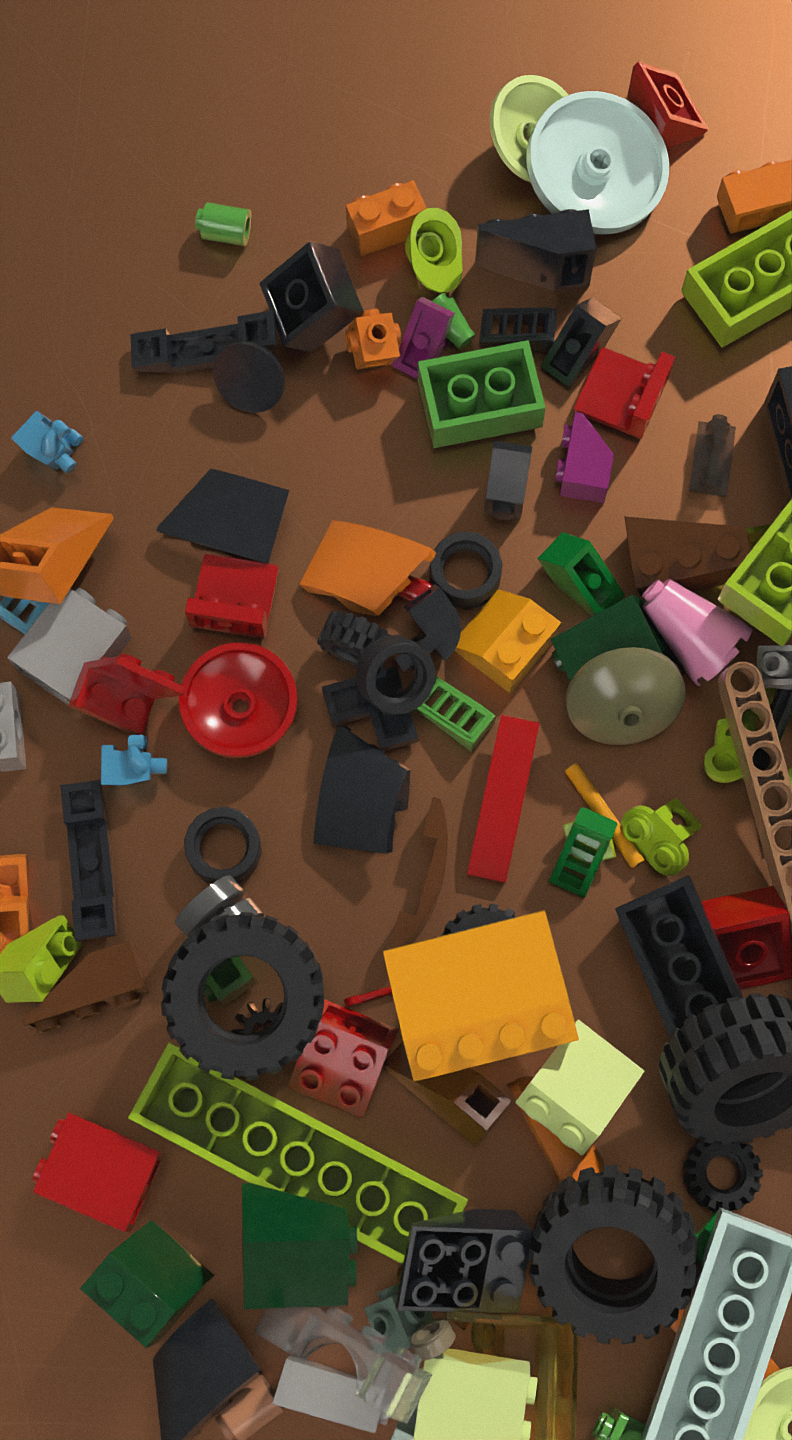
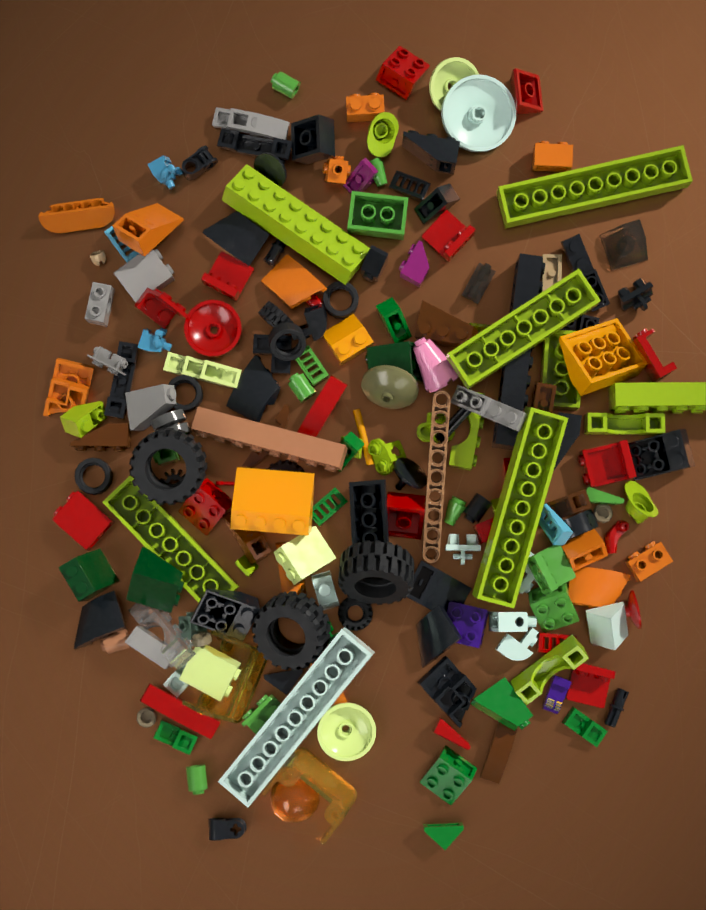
camera: 20 degrees right, 10 degrees up
(62, 1062) = (79, 476): none -> black tyre
(65, 835) = (115, 364): none -> light grey hinge
(110, 404) = (201, 160): none -> black piece
(159, 888) = (148, 404): none -> light grey slope
(182, 305) = (251, 123): none -> light grey slope
(245, 788) = (202, 370): none -> yellowish green slope
(310, 515) = (274, 252): none -> black axle
(332, 456) = (295, 224): none -> lime brick
(427, 874) = (269, 438): none -> nougat brick
(429, 141) = (401, 72): none -> red bracket
(450, 757) = (301, 387): none -> bright green brick
(465, 1153) = (245, 566): none -> lime slope
(579, 1009) = (319, 522): none -> green slope
(630, 1366) = (284, 679): none -> black slope
(646, 1143) = (325, 590): none -> light aqua torso
(723, 851) = (409, 473): none -> black shield

